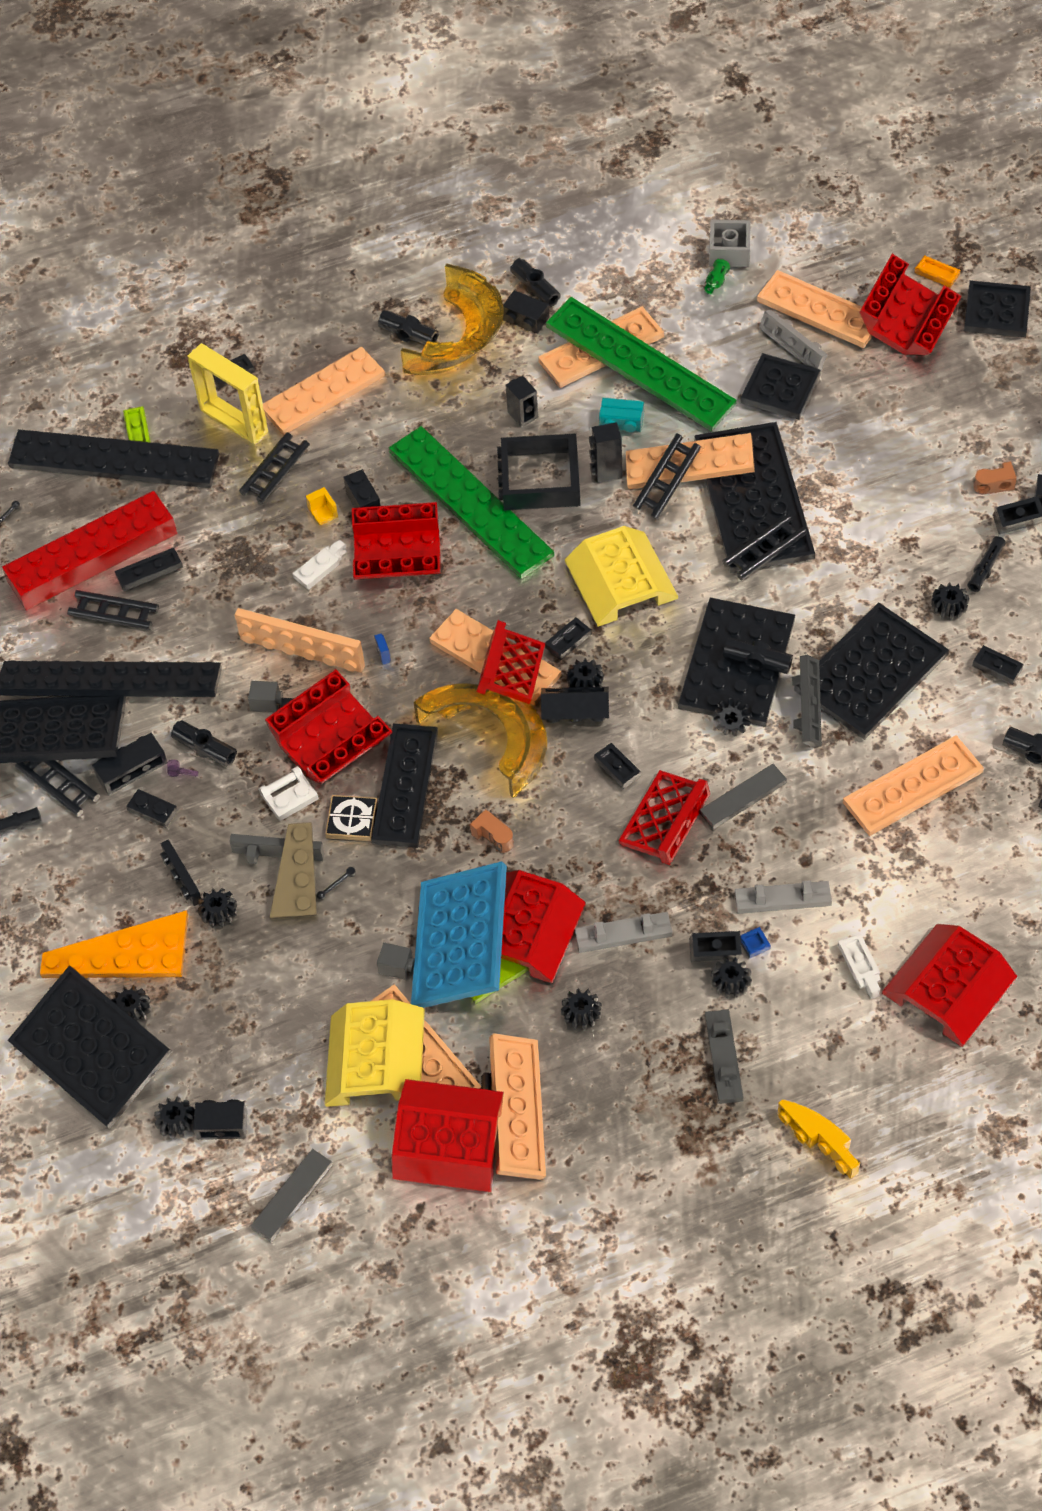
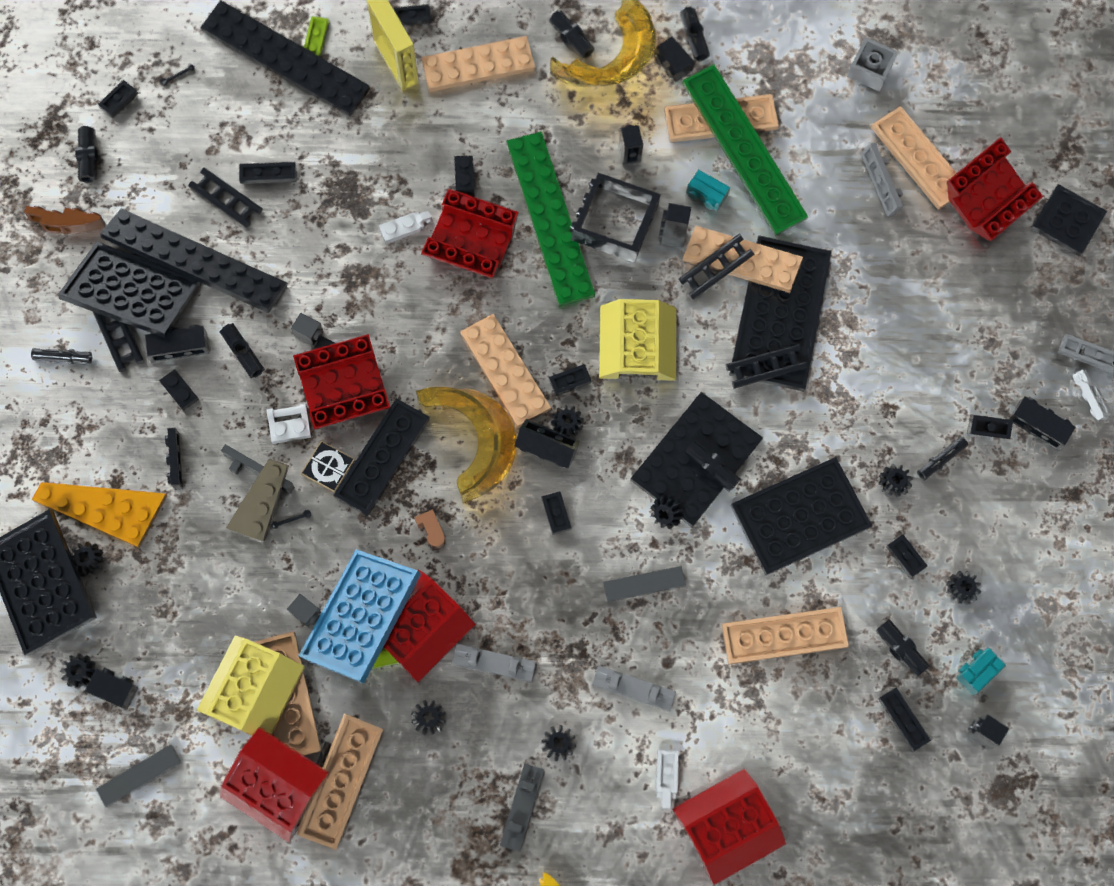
camera: 15 degrees right, 15 degrees up
(89, 550) = (228, 136): red brick -> none
(174, 769) = (210, 363): clear purple hand -> none
(217, 907) = (196, 503): black gear -> none
(275, 478) = (410, 109): black bar -> none
(300, 640) = (352, 290): light nougat plate -> none
(321, 506) = (428, 173): yellow panel -> none
(382, 648) = (418, 325): blue tile -> none
(496, 648) = (495, 382): red fence -> none
(682, 821) = (585, 586): red fence -> none
(715, 946) = (557, 712): black brick -> none
(717, 276) = (846, 91): green piece -> none
(754, 942) = (592, 718): blue tile -> none
(780, 386) = (851, 218): black plate -> none
(810, 701) = (742, 510): dark grey hinge -> none
(937, 271) = (1035, 161): light orange tile -> none
(995, 480) = (987, 383): nougat leg -> none

